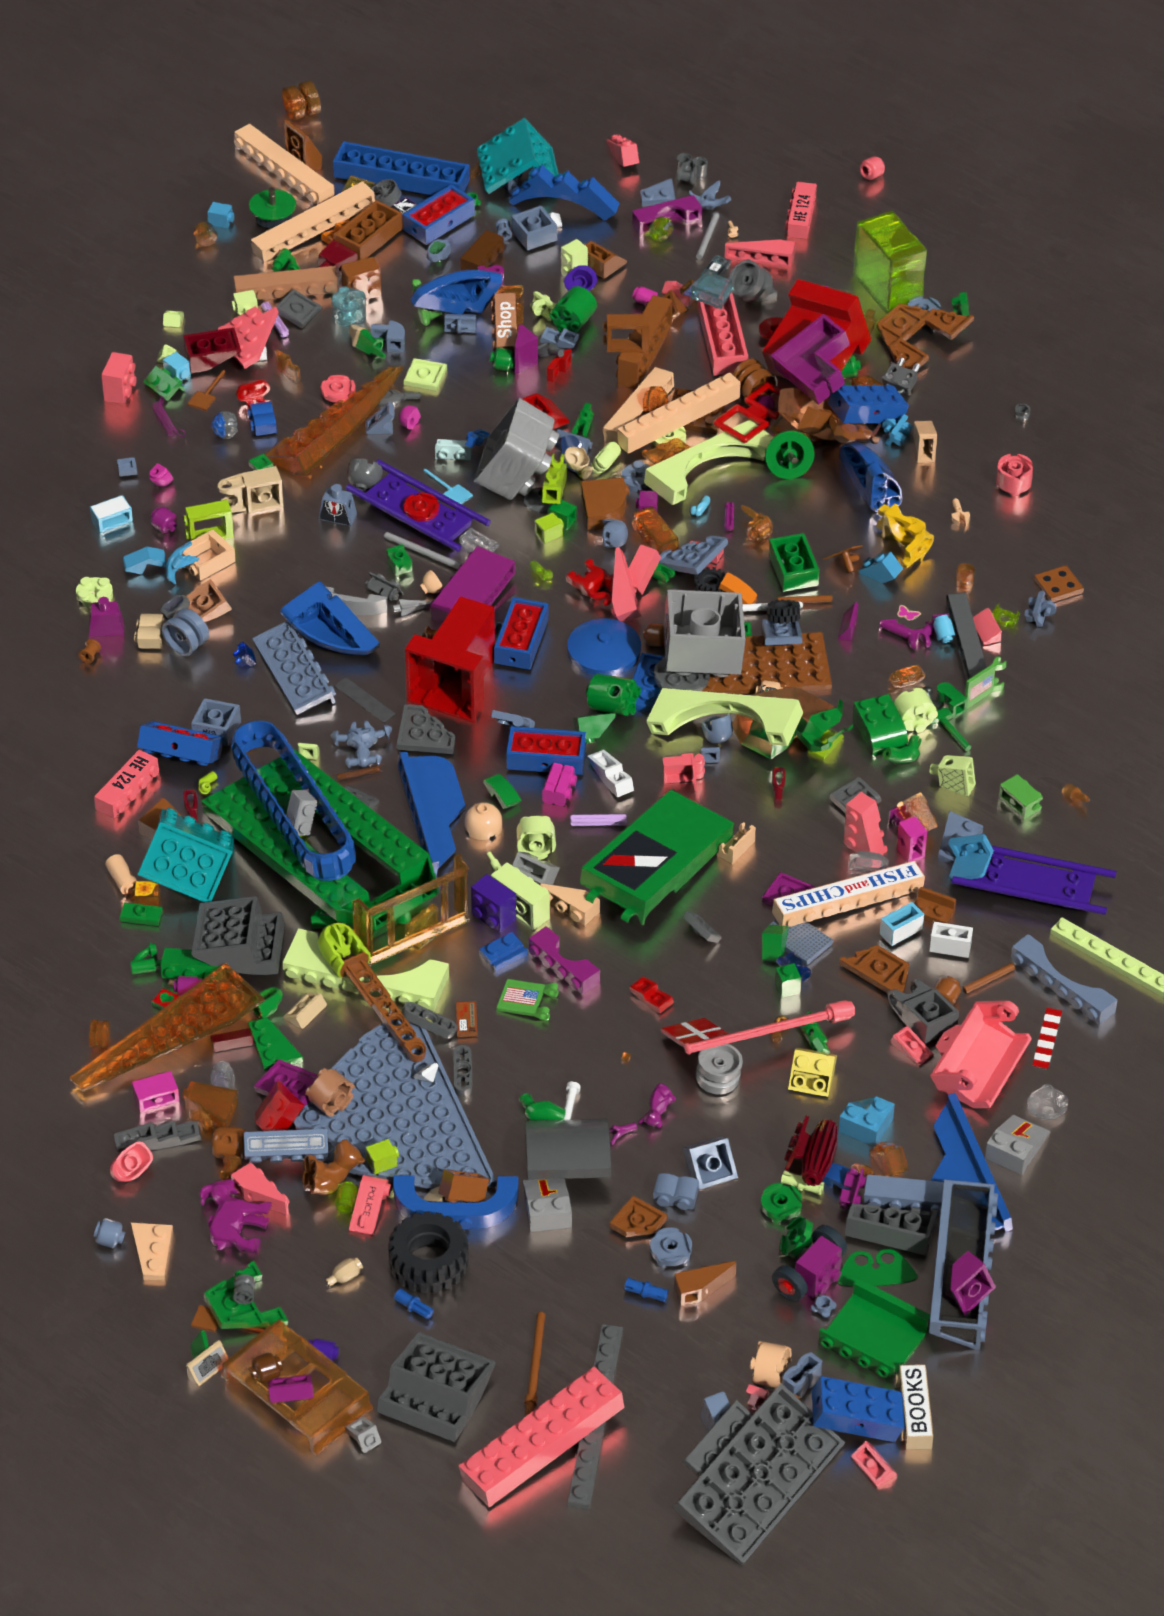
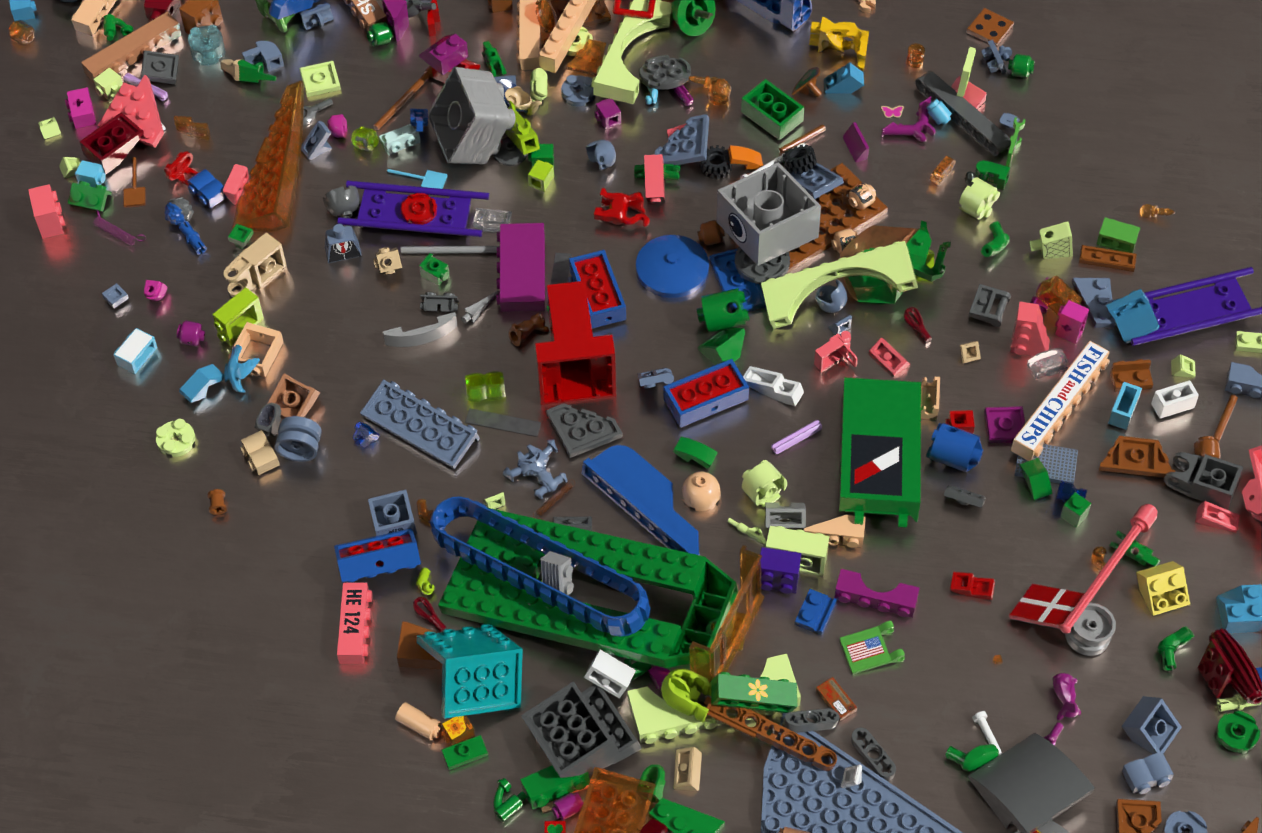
camera: 30 degrees left, 10 degrees up
(105, 618) = (209, 463): magenta torso -> none
(208, 312) = (81, 108): none -> dark pink brick
(222, 450) = (192, 237): none -> blue pin
(288, 423) = (235, 183): none -> coral slope
(292, 908) = (610, 672): none -> white brick
(328, 622) = (423, 363): blue panel -> none
(337, 388) = (253, 128): coral plate -> none
(368, 663) = (485, 386): none -> clear neon green brick
(371, 535) = (393, 263): none -> tan brick
(390, 969) = (754, 693): none -> brick
(422, 435) = (364, 138): none -> clear neon green head
(431, 583) = (480, 278): light nougat brick -> none
(471, 423) = (427, 74): none -> dark orange bar
(539, 394) = (446, 53): none -> magenta slope
(540, 571) = (564, 220): clear neon green arm -> none
(559, 784) = (739, 420): dark pink brick -> none
(603, 500) = (568, 128): dark orange brick -> none
(623, 595) = (662, 213): coral slope -> none
(654, 530) = (634, 135): clear orange brick -> none
(721, 884) = (955, 448): none -> blue cylinder
(725, 493) = (664, 72): none -> dark grey tile
(732, 797) = (889, 356): none -> coral slope
(747, 872) = (961, 419): none -> red brick
(782, 1115) = (1171, 644): none -> green arm
(804, 824) = (970, 352): none -> tan slope
(811, 662) = (862, 196): none -> light nougat head
(880, 724) = (958, 224): green brick -> none
(943, 717) = (1015, 202): green piece -> none
(988, 602) = (966, 72): none -> yellowish green tile
(988, 923) = (1183, 366): none -> yellowish green slope
(997, 811) = (1107, 258): none -> dark orange tile
(998, 613) = (981, 75): clear neon green piece -> none
(1011, 665) = (1007, 119): none -> sand blue piece
(1055, 625) = (1021, 66): none -> green head

